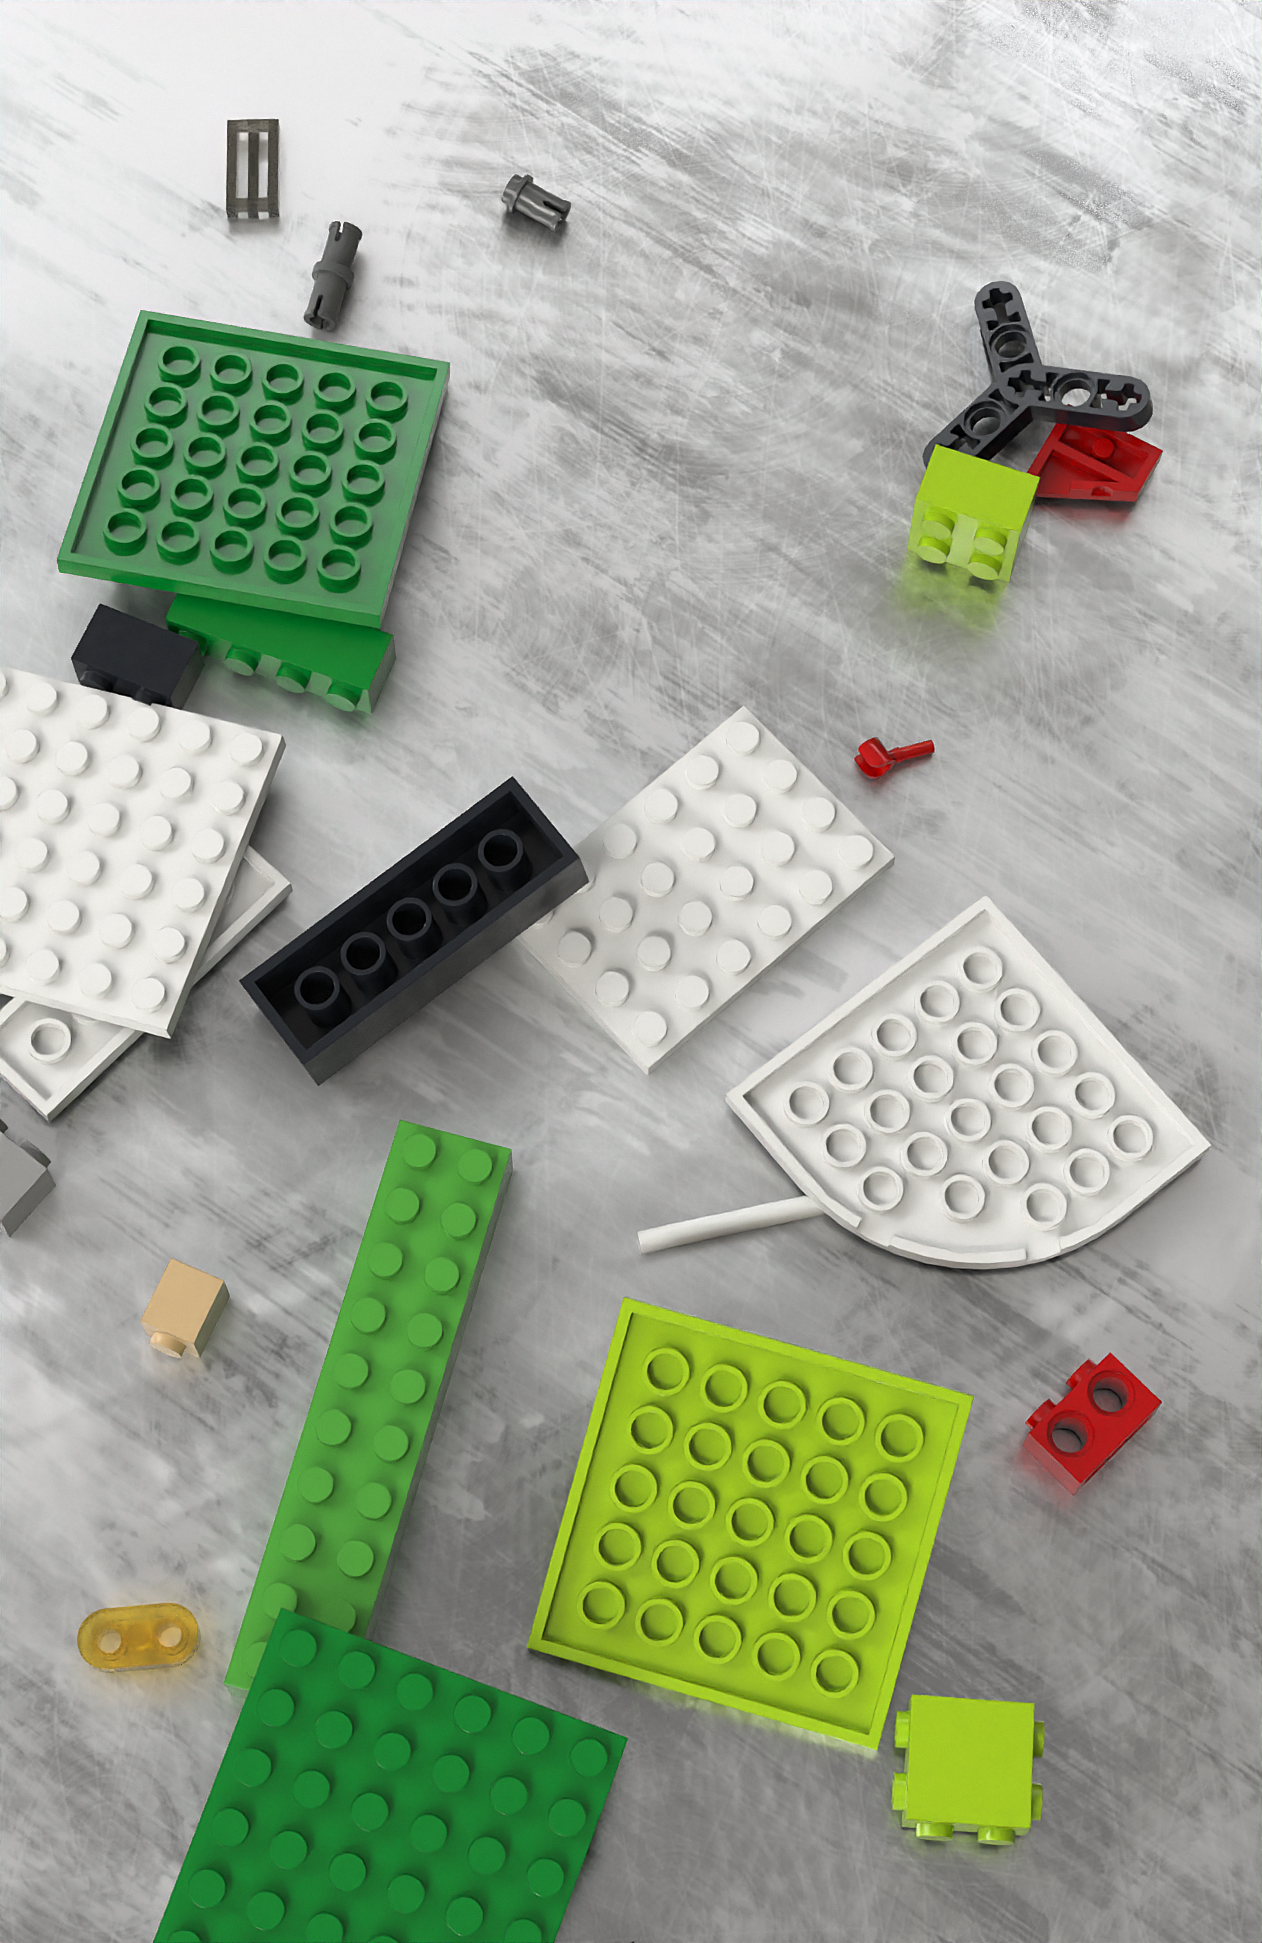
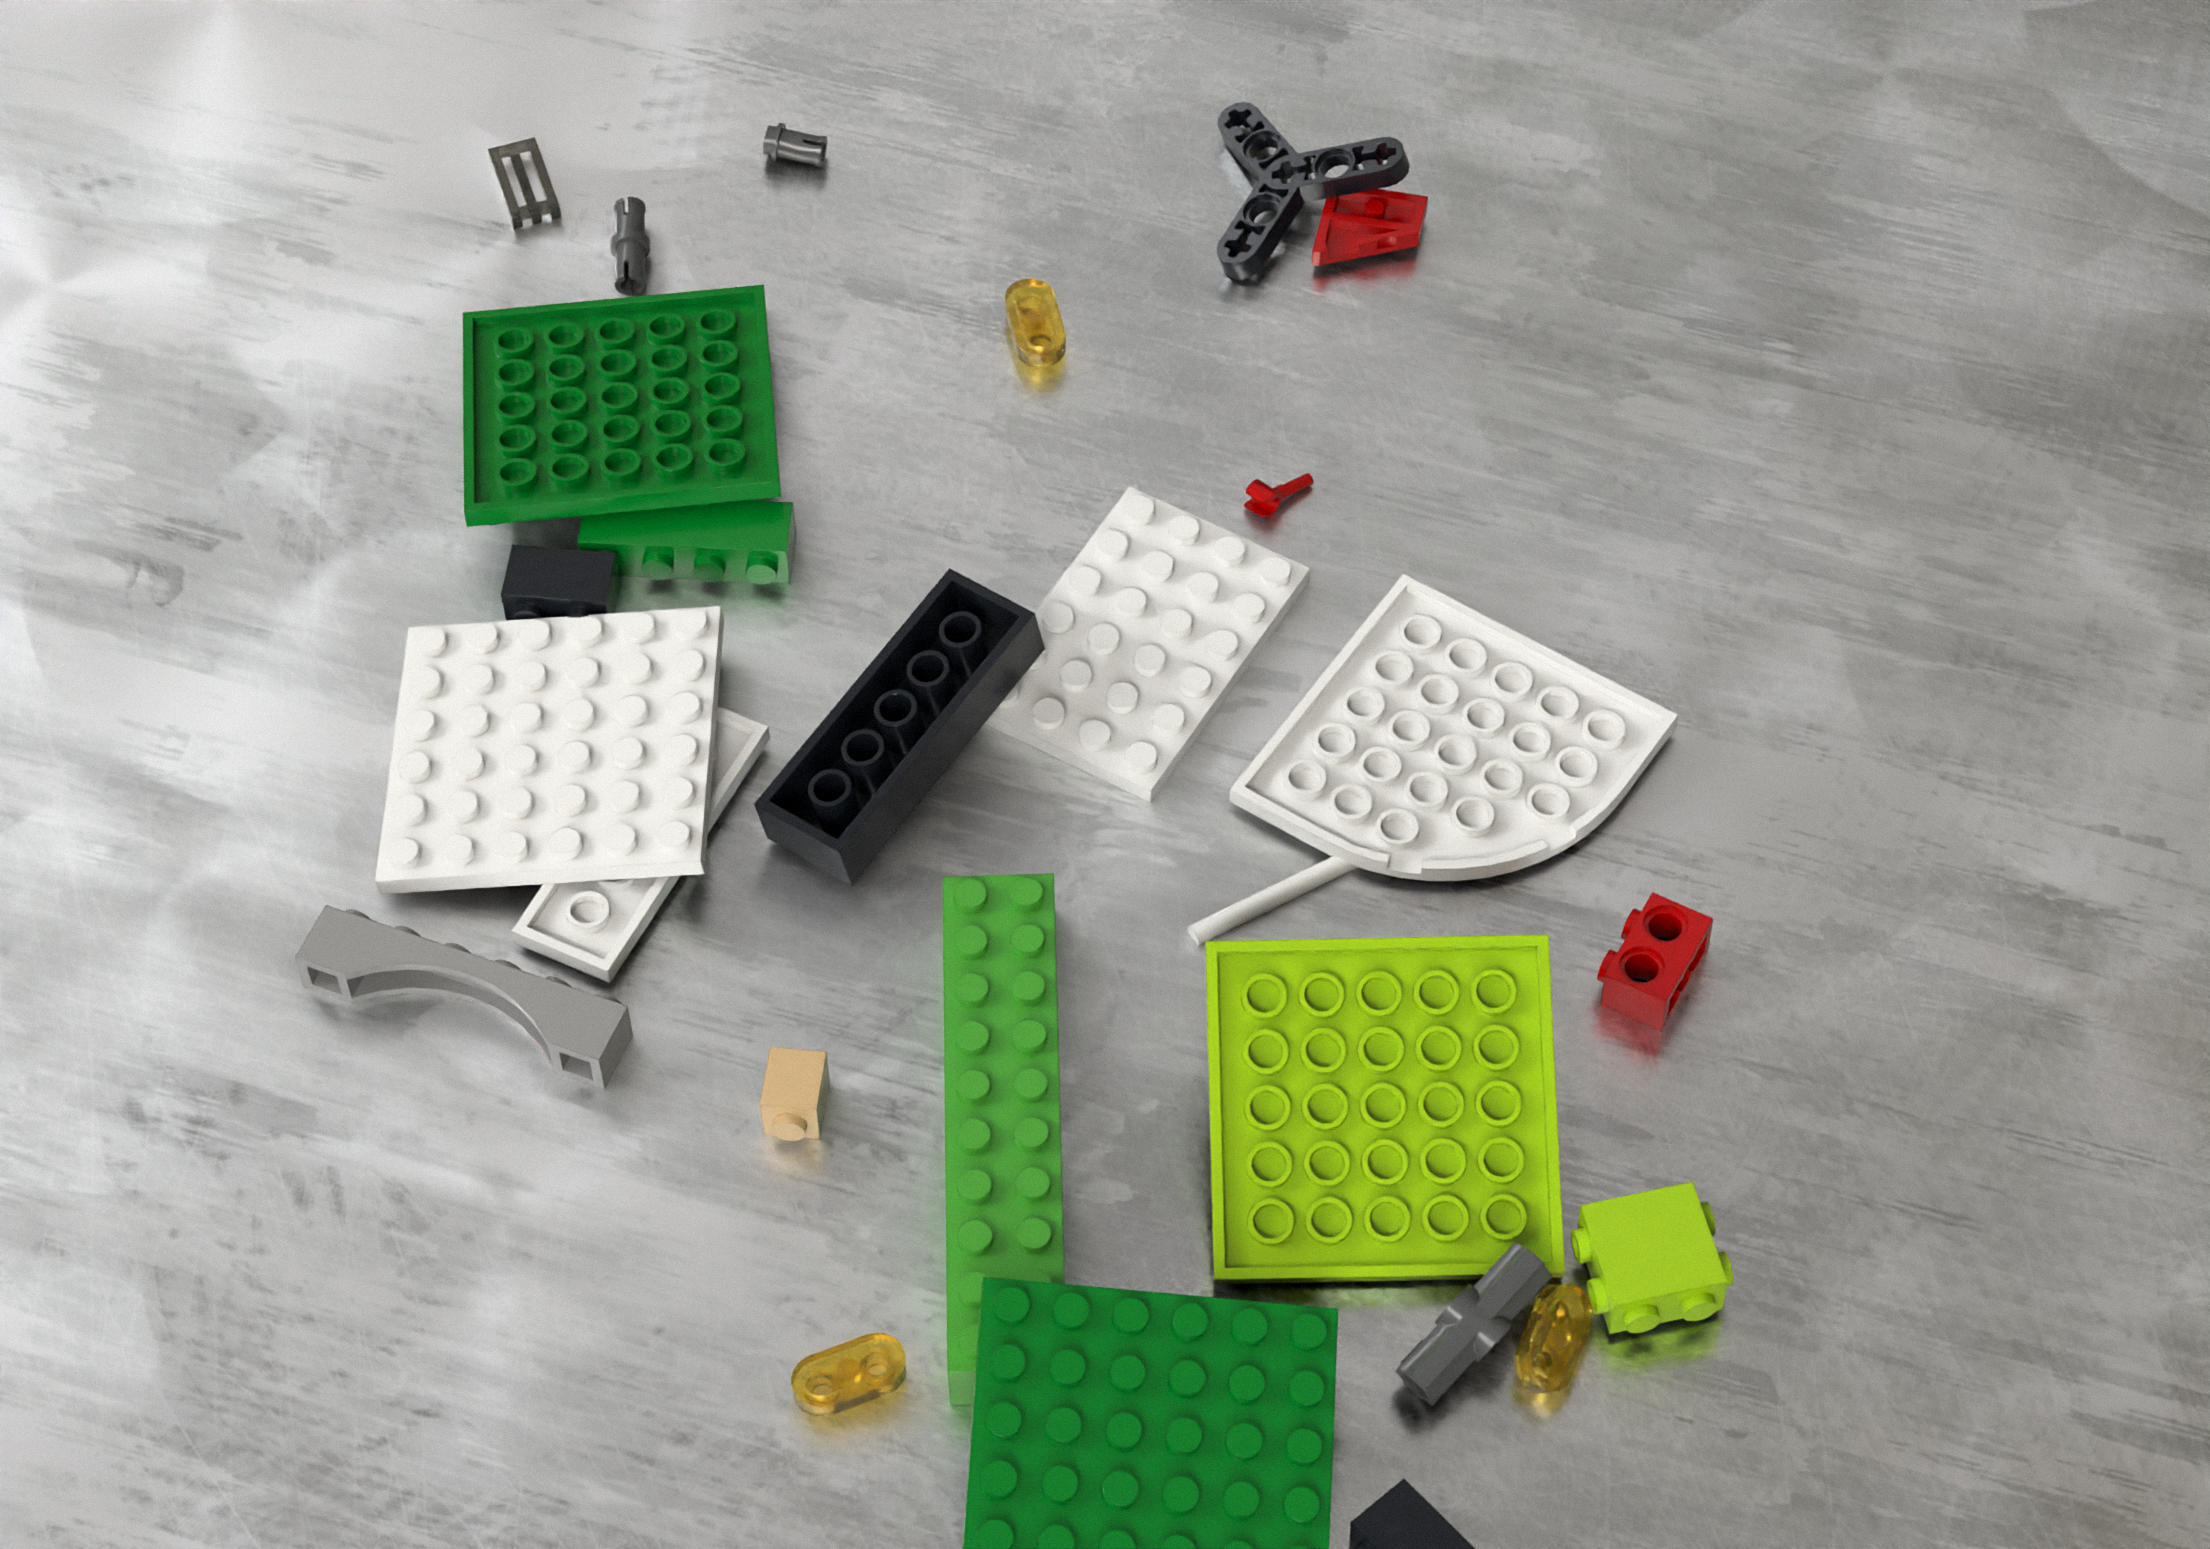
camera: 15 degrees left, 15 degrees down
(711, 487) = (1038, 332): none -> clear yellow plate
(764, 1783) = (1473, 1323): none -> dark grey piece
(841, 1820) = (1553, 1338): none -> clear yellow plate
(972, 513) = (1280, 279): lime brick -> none

